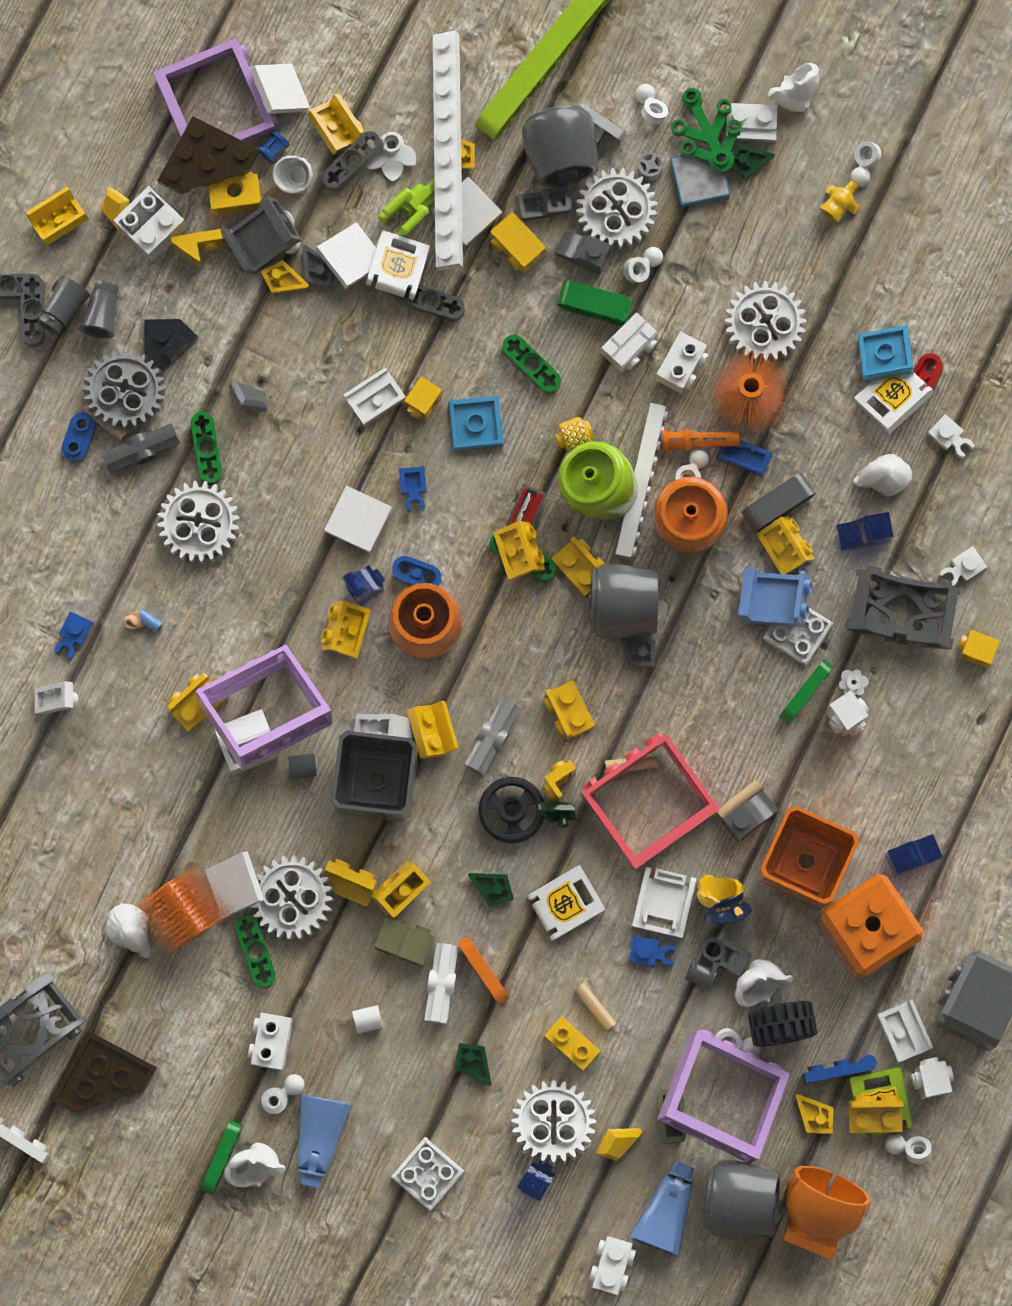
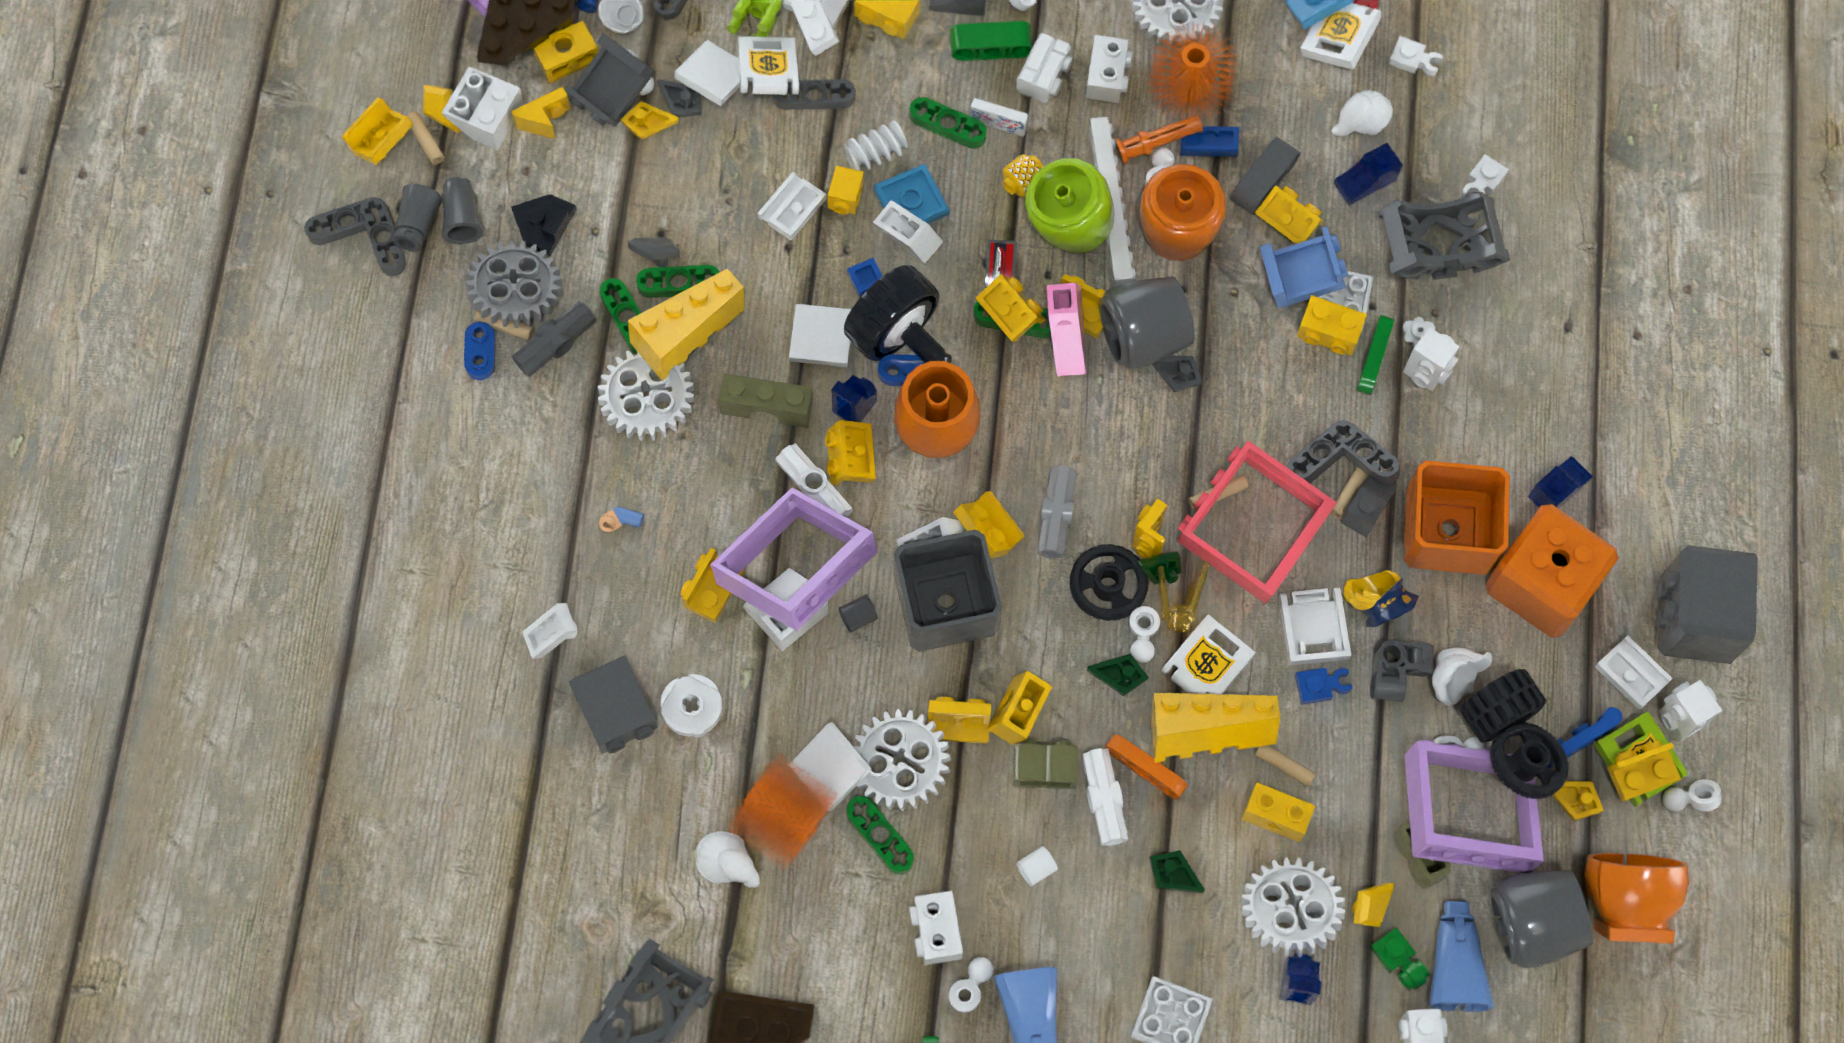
camera: 25 degrees left, 10 degrees down
(74, 631) = (546, 555): blue plate -> none
(84, 775) = (614, 705): none -> dark grey panel
(95, 233) = (425, 139): none -> tan piece
(145, 810) = (687, 689): none -> white plate
(243, 419) = (669, 272): none -> green beam
(250, 473) = (685, 321): none -> yellow wedge
(293, 560) = (786, 401): none -> olive arch
(300, 631) = (803, 471): none -> white piece
(418, 528) = (894, 316): none -> black wheel
(460, 369) = (875, 145): none -> white piece
(460, 453) = (908, 231): none -> white arch
(518, 874) = (1142, 648): none -> white plate
(546, 954) = (1211, 722): none -> yellow wedge
(558, 583) = (1067, 328): none -> bright pink slope
(558, 859) = (1182, 616): none -> clear yellow plant
(569, 710) = (1128, 458): yellow bracket -> none
(574, 374) = (999, 117): none -> white tile
(620, 1186) = (1395, 952): none -> green plate
(749, 762) = (1348, 448): none -> dark grey beam
(779, 654) = (1331, 326): none -> yellow bracket
(793, 1056) = (1529, 761): none -> black wheel
(978, 648) = (1536, 252): yellow brick -> none

